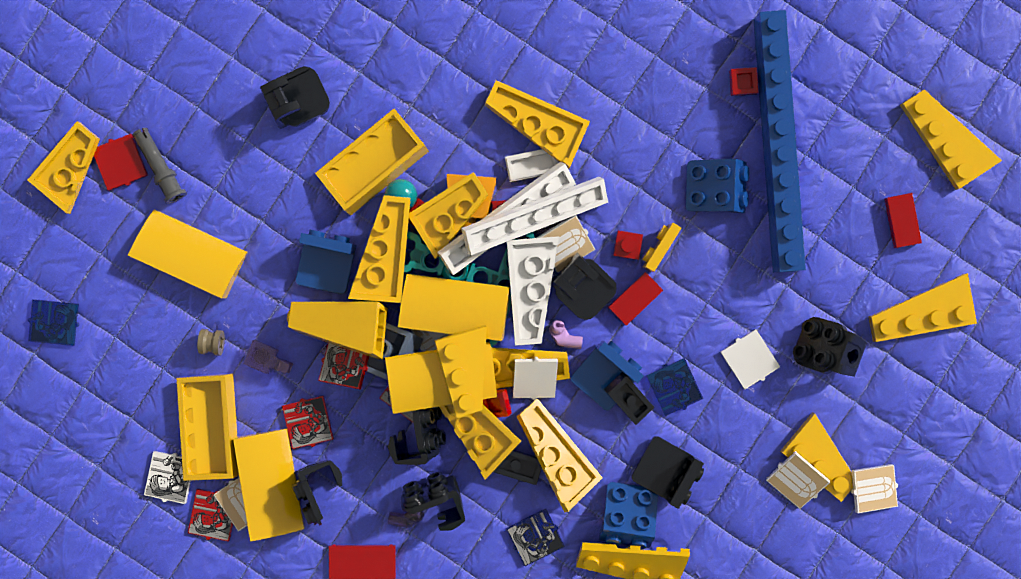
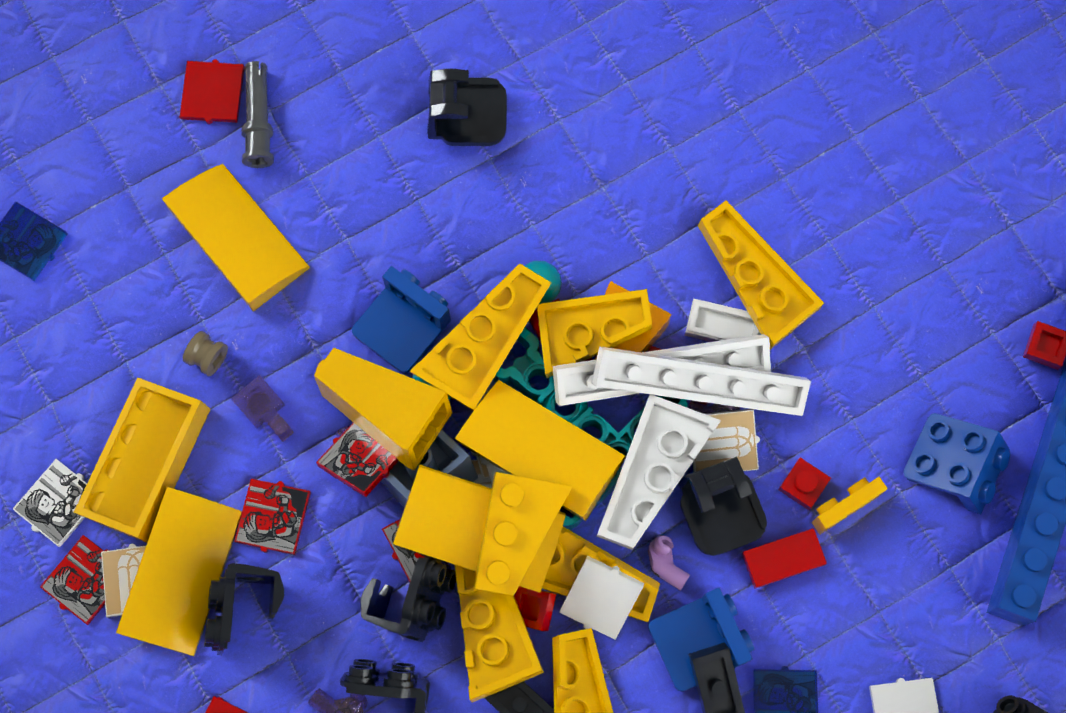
camera: 30 degrees right, 15 degrees down
(66, 166) = (146, 66): yellow wing -> none
(372, 162) = (522, 228): yellow slope -> none

